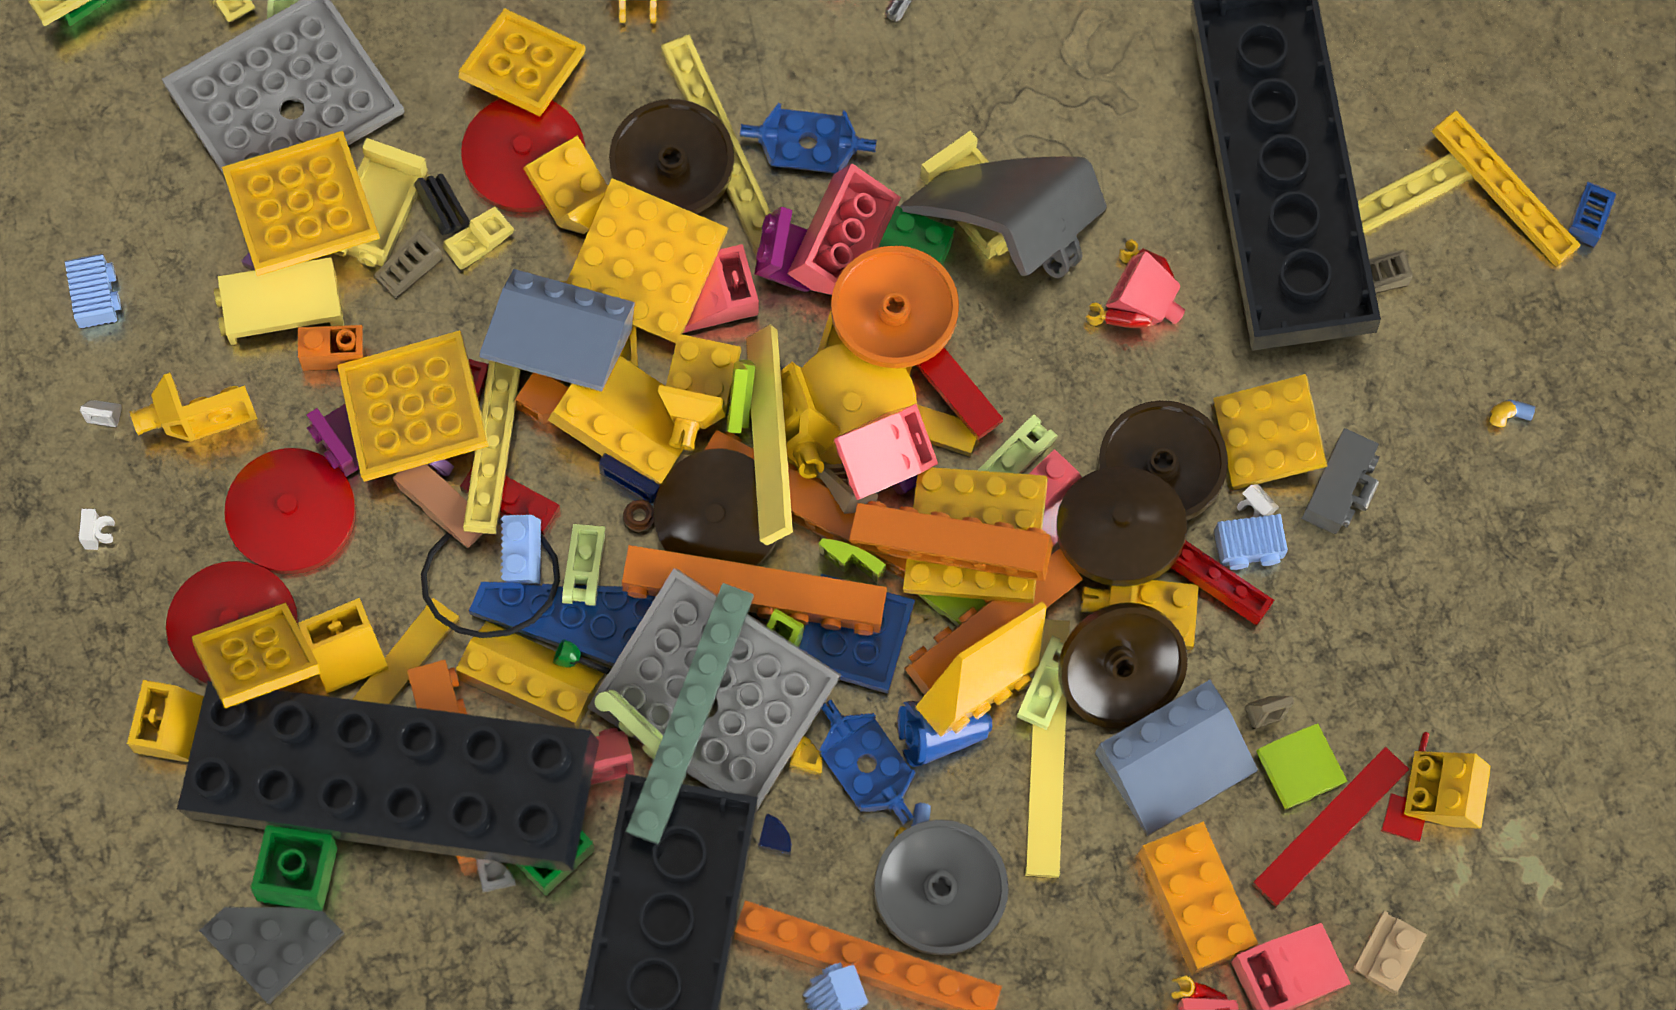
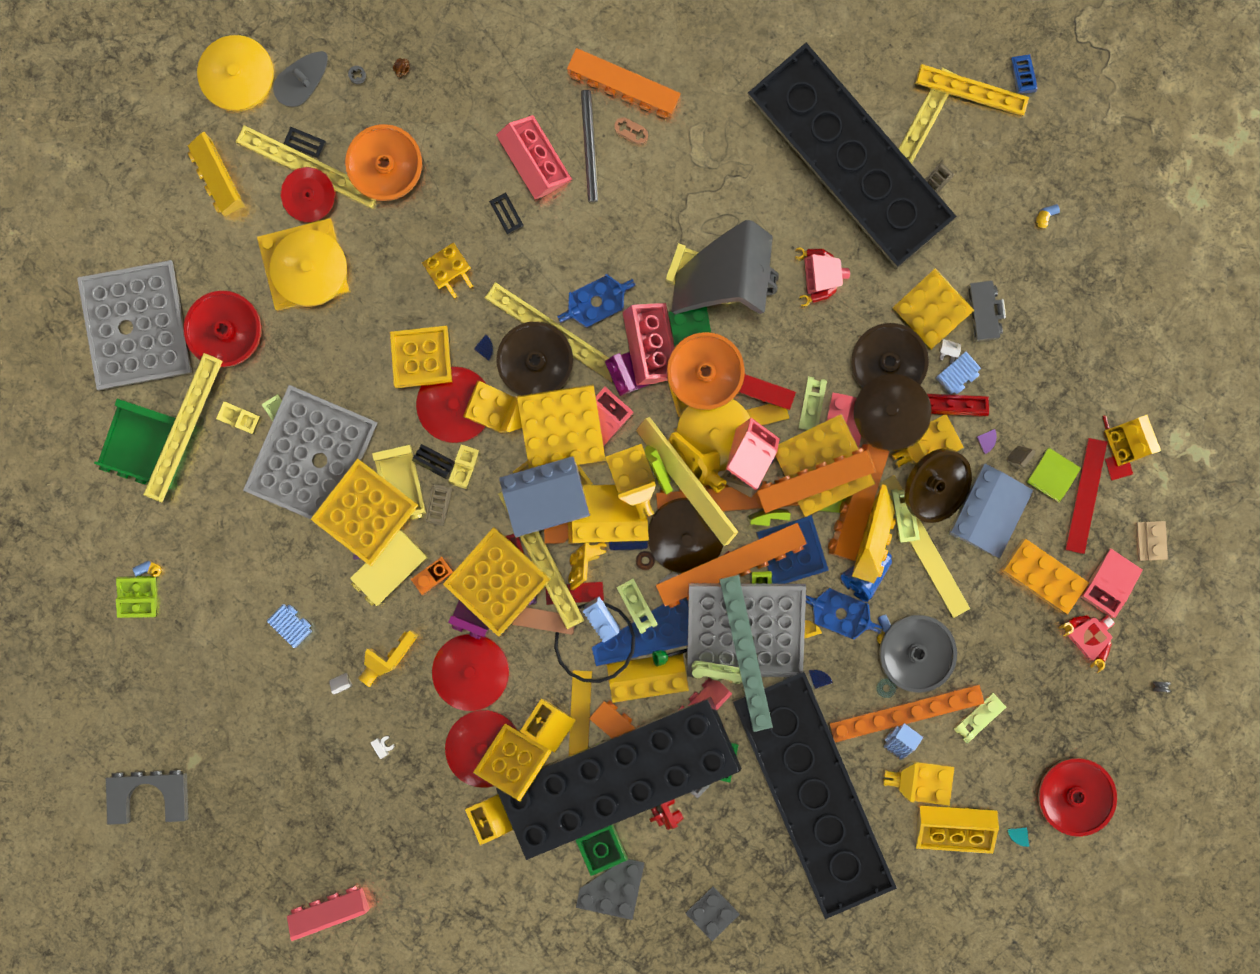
camera: 25 degrees left, 15 degrees up
(423, 893) = (663, 816): none -> red hips
(558, 449) = (579, 562): none -> yellow plate
(616, 108) = (485, 348): none -> clear blue tile
(862, 901) = (881, 692): none -> clear light blue plate
(1233, 660) = (987, 441): none -> medium lavender tile

